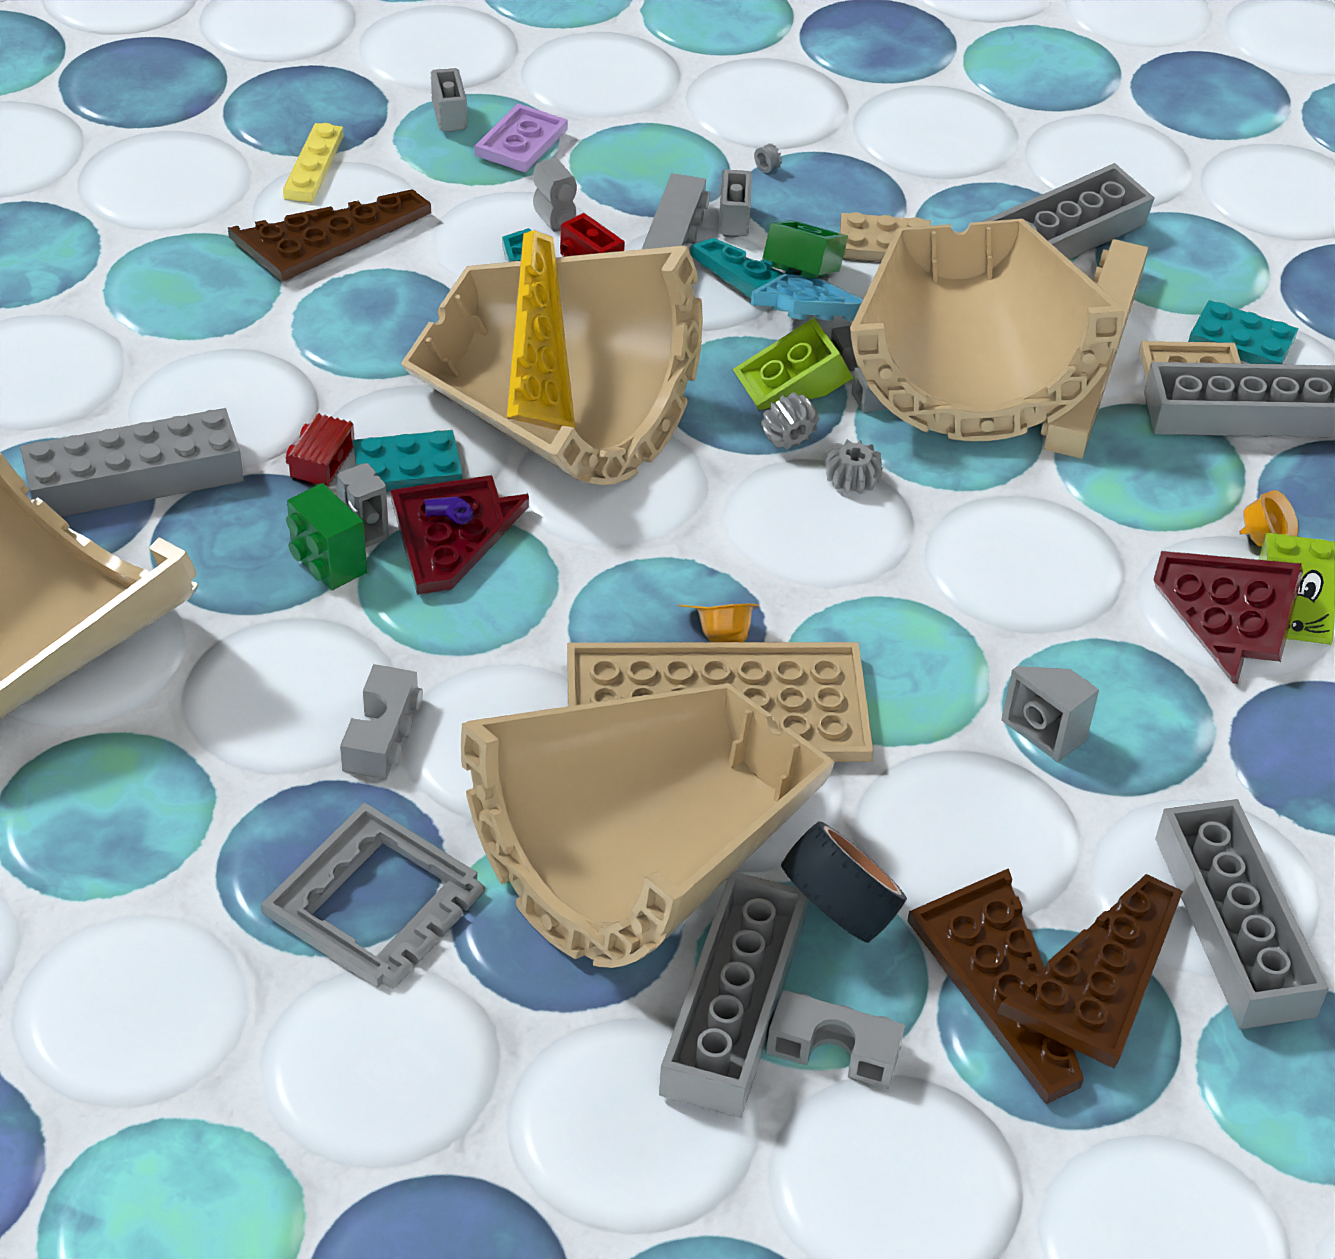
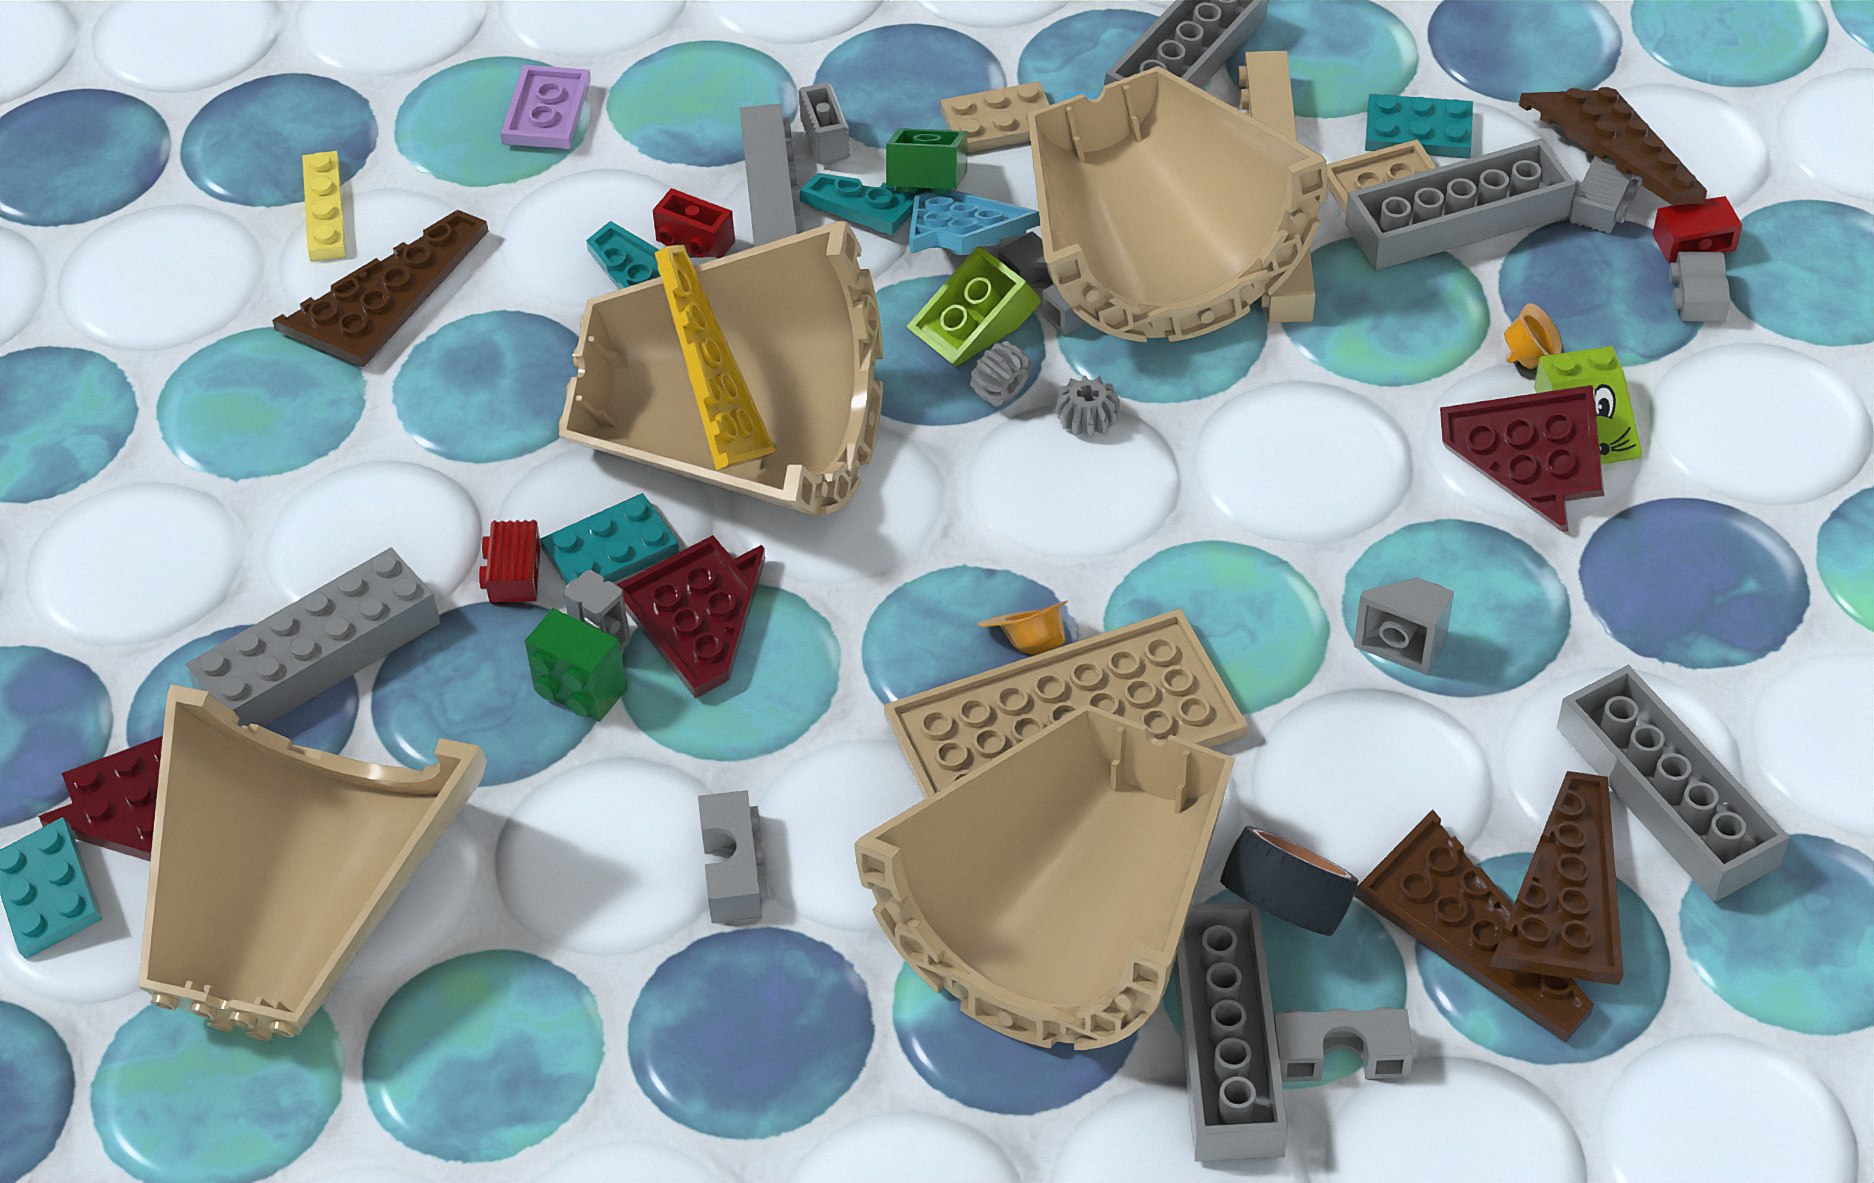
camera: 15 degrees left, 5 degrees up
(336, 861) = (757, 1032): light grey hinge -> none
(449, 99) = (445, 83): light grey brick -> none
(451, 507) = (692, 588): dark purple arm -> none
(554, 193) = (624, 171): light grey brick -> none
(767, 158) = (831, 54): light grey bush -> none

